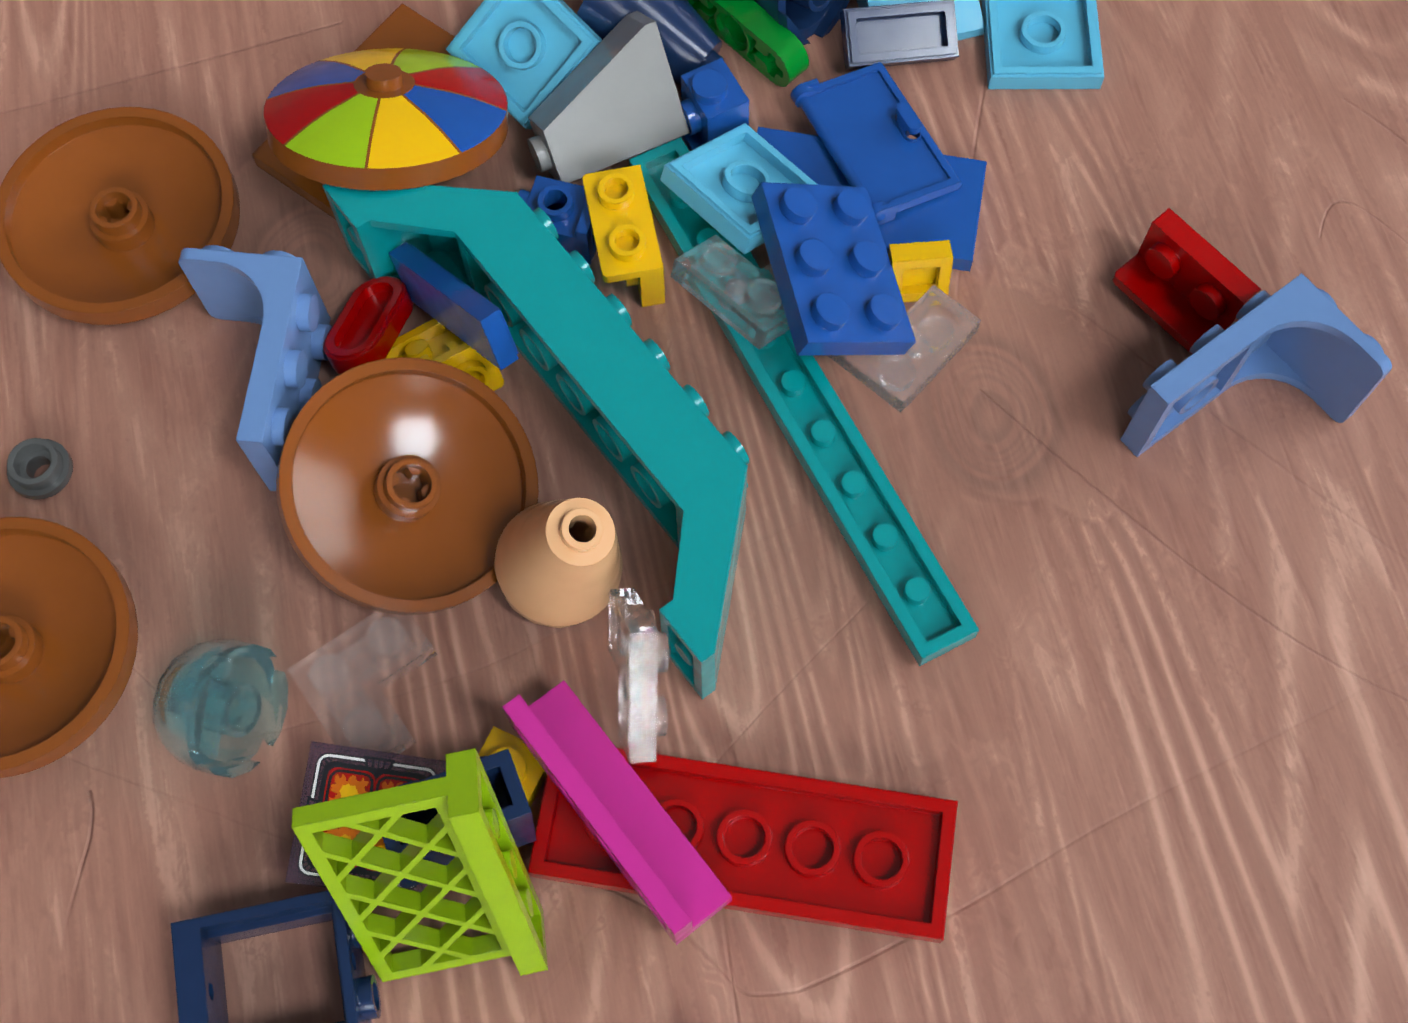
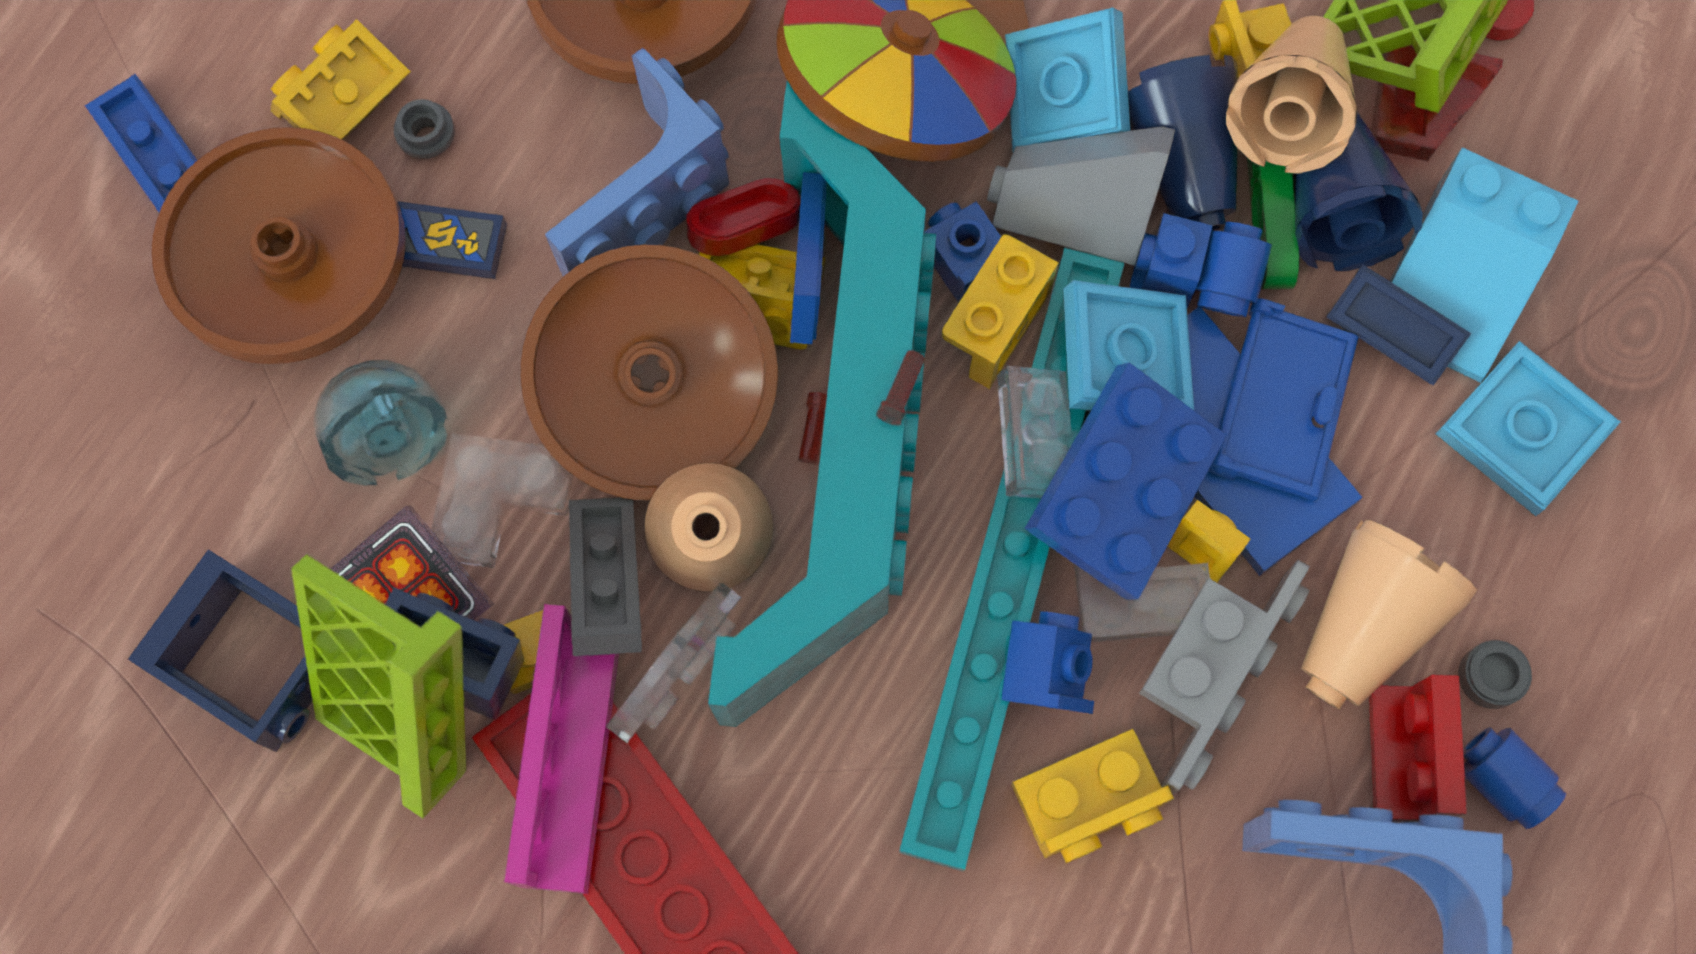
camera: 45 degrees right, 5 degrees up
(146, 529) = (452, 240): none -> tile
(521, 658) = (604, 577): none -> dark grey plate
(554, 414) = (813, 427): none -> clear red piece
(631, 342) = (892, 408): none -> clear red piece
(763, 79) = (1233, 269): none -> blue brick
(898, 438) = (1049, 663): none -> blue brick
(1002, 349) = (1209, 661): none -> light grey bracket
(1007, 508) = (1090, 795): none -> yellow bracket
(1075, 217) = (1379, 613): none -> light nougat cone
(1181, 195) = (1495, 674): none -> dark grey tile
(1261, 252) = (1512, 777): none -> blue brick

